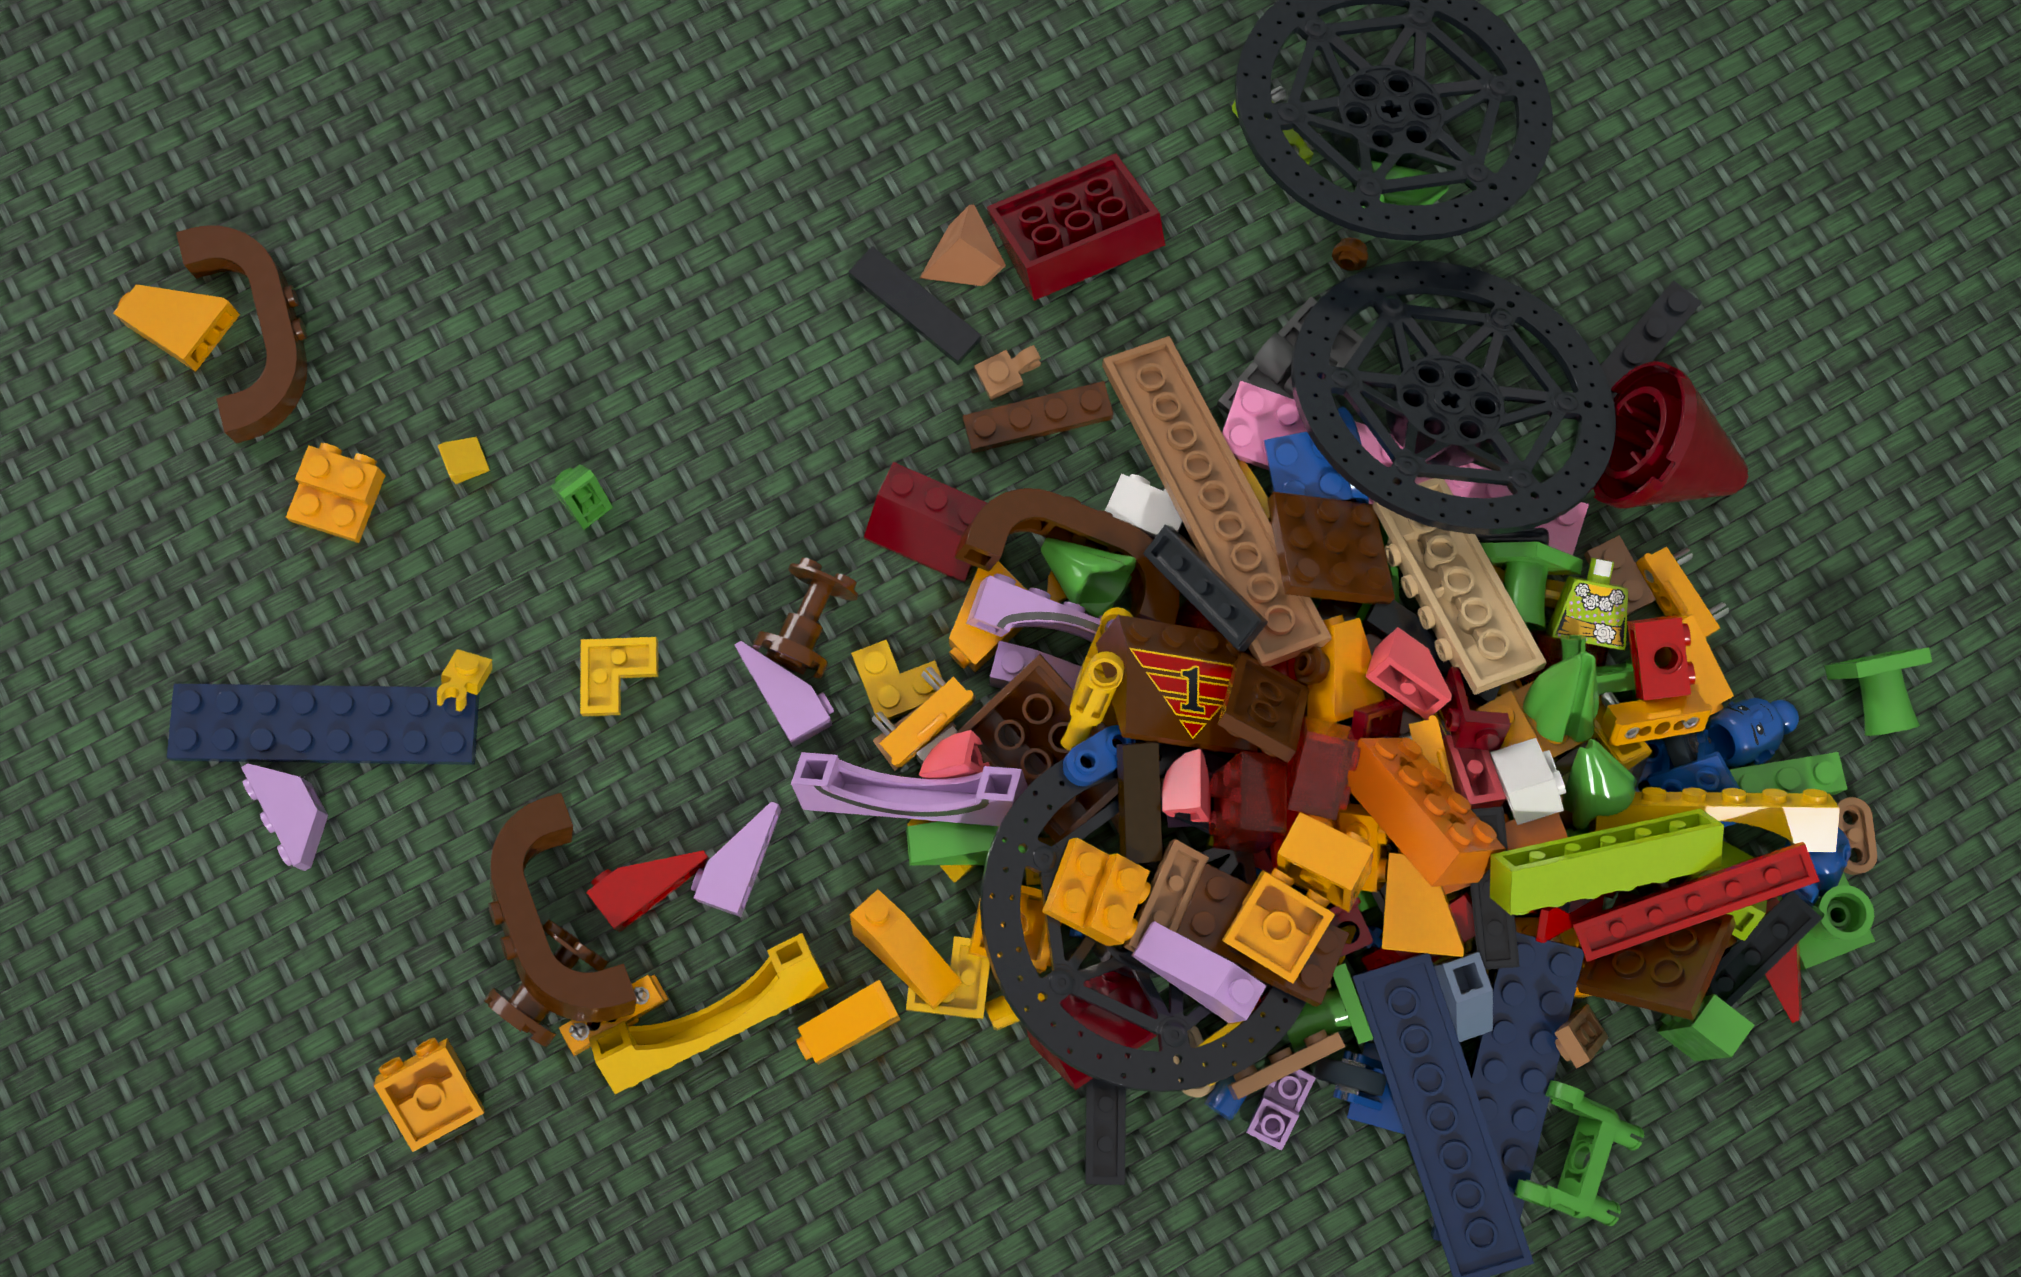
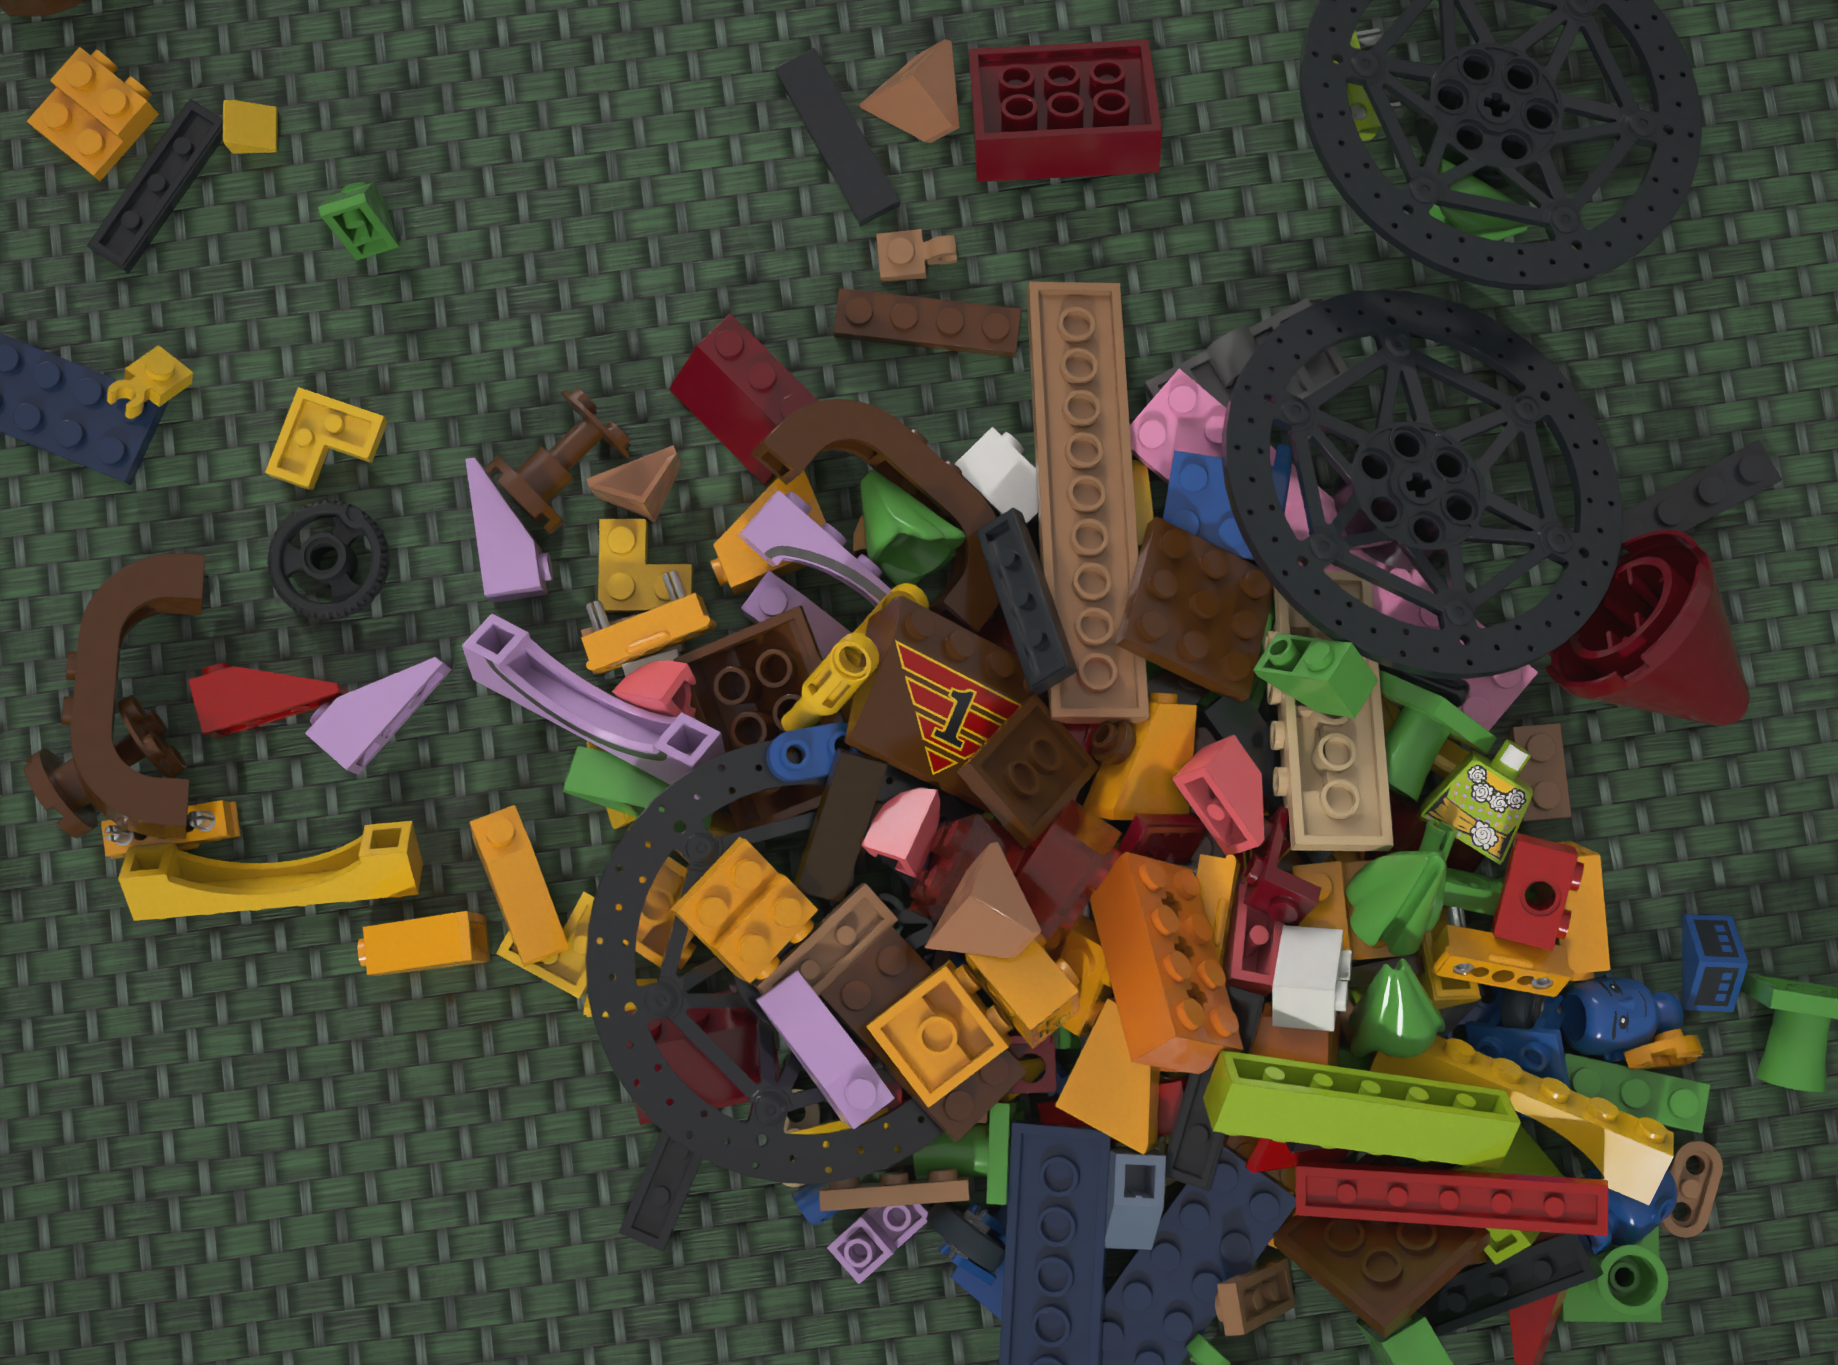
camera: 30 degrees right, 5 degrees up
(408, 529) = (158, 186): none -> black tile
(681, 782) = (350, 525): none -> black wheel
(871, 617) = (640, 484): none -> nougat slope
(1283, 816) = (986, 911): none -> nougat slope
(1350, 254) = (1377, 264): reddish brown plate -> none
(1439, 559) = (1318, 673): none -> bright green slope
(1674, 590) = (1598, 817): light orange piece -> none
(1798, 740) = (1667, 1051): none -> light orange plate
(1800, 667) = (1711, 963): none -> blue slope

